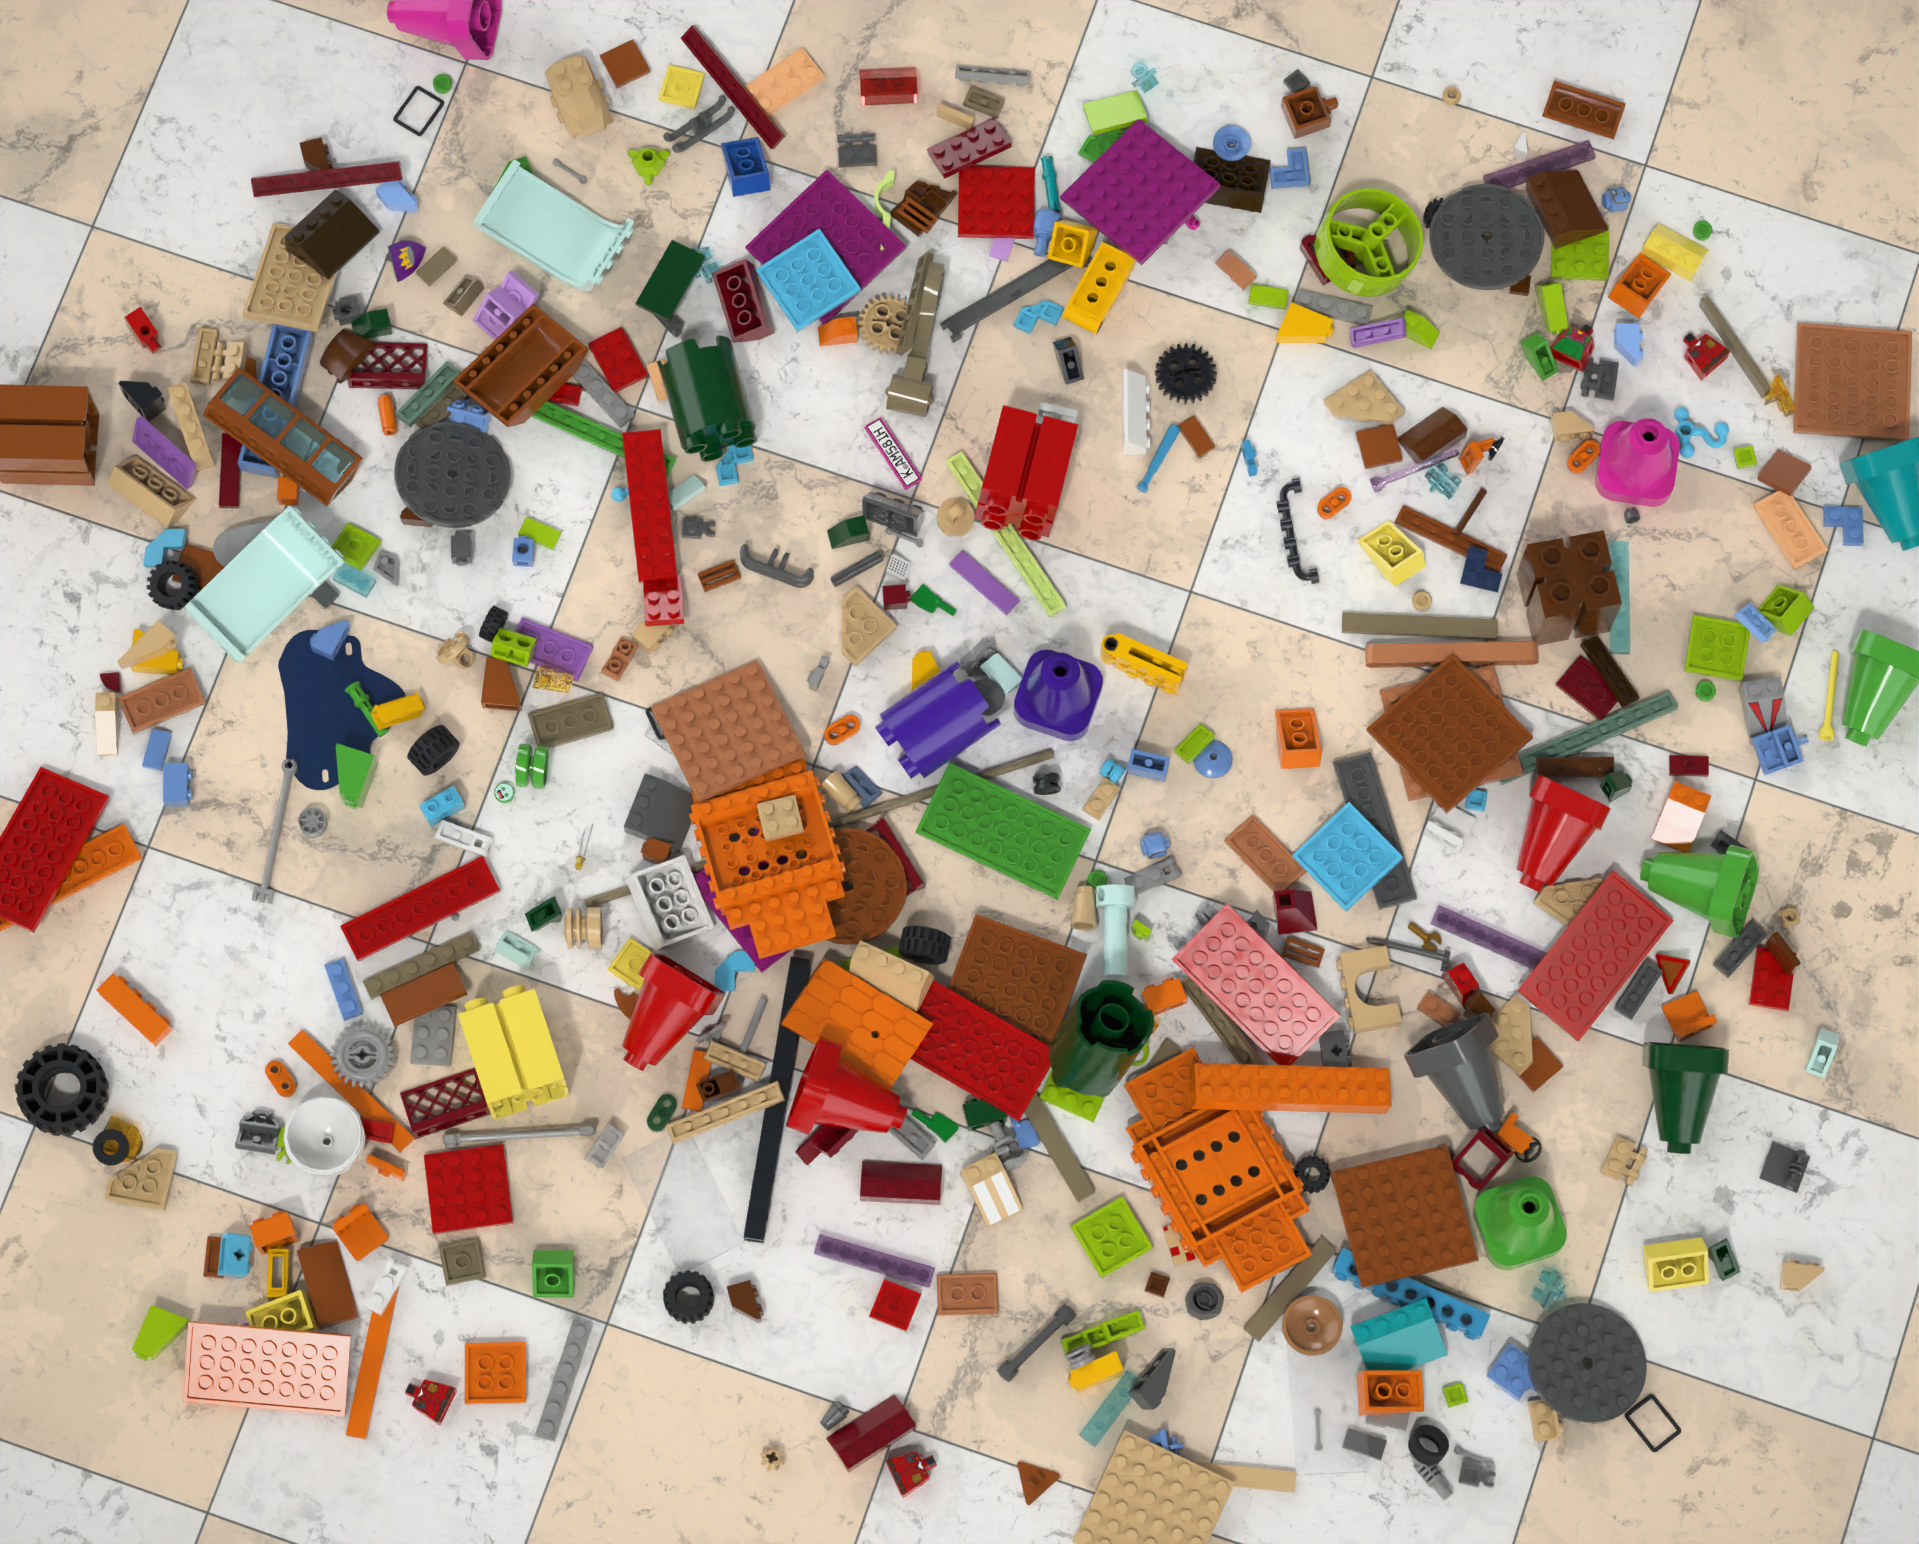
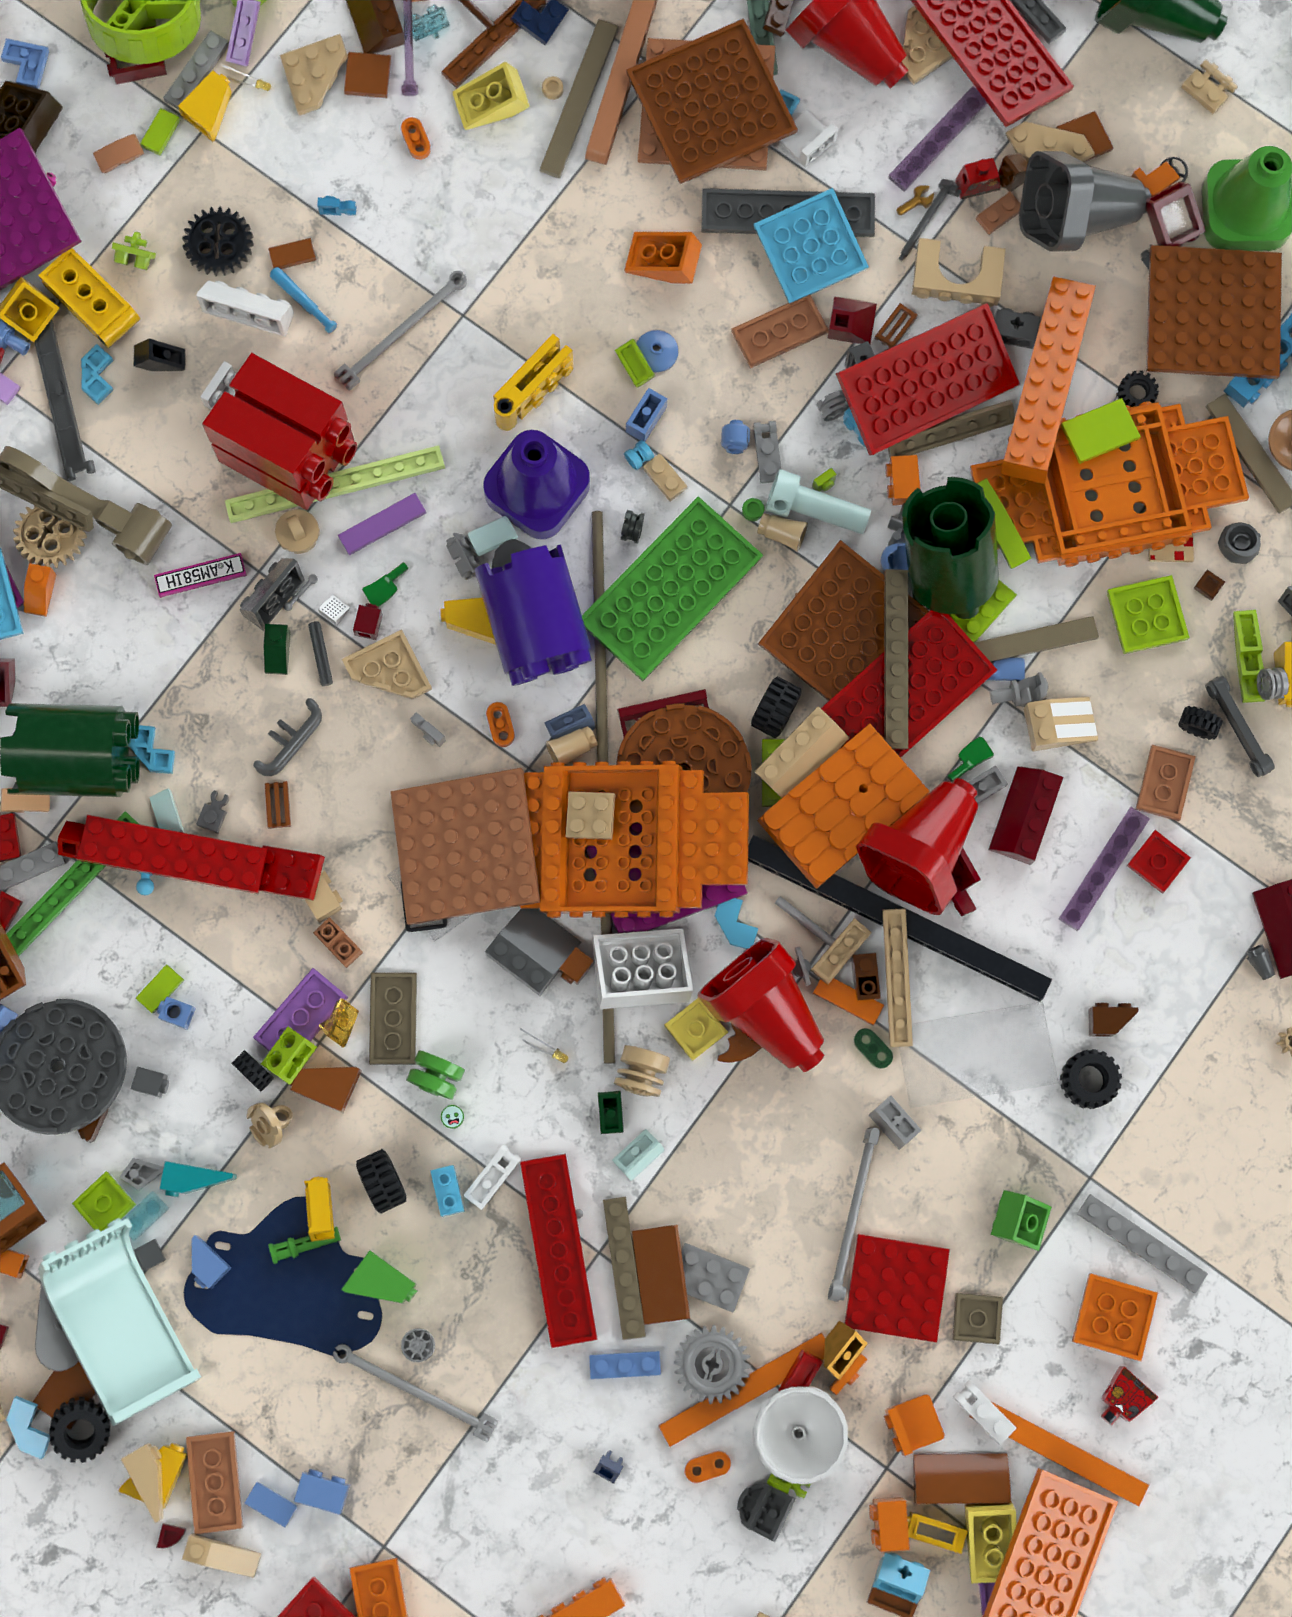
camera: 75 degrees left, 5 degrees up
(256, 1000) = (608, 1468): none -> dark blue tile
(392, 602) = (187, 1179): none -> teal slope
(403, 1154) = (842, 1349): none -> pearl gold slope
(445, 1119) = (811, 1291): dark red fence -> none
(512, 1052) = (767, 1190): light yellow brick -> none
(638, 422) = (70, 839): none -> red brick
(981, 1114) = (976, 708): dark green slope -> none
(995, 1030) = (896, 658): none -> dark tan plate
(1026, 1305) = (1200, 722): none -> black tyre
(1107, 517) = (350, 373): none -> light grey hinge
(1145, 1081) = (1007, 535): none -> lime slope
(1156, 307) = (142, 256): none -> lime hips
(1257, 1144) = (1100, 430): none -> lime tile
(1290, 542) = (423, 193): black bar -> none
(1339, 362) = (259, 83): none -> piece

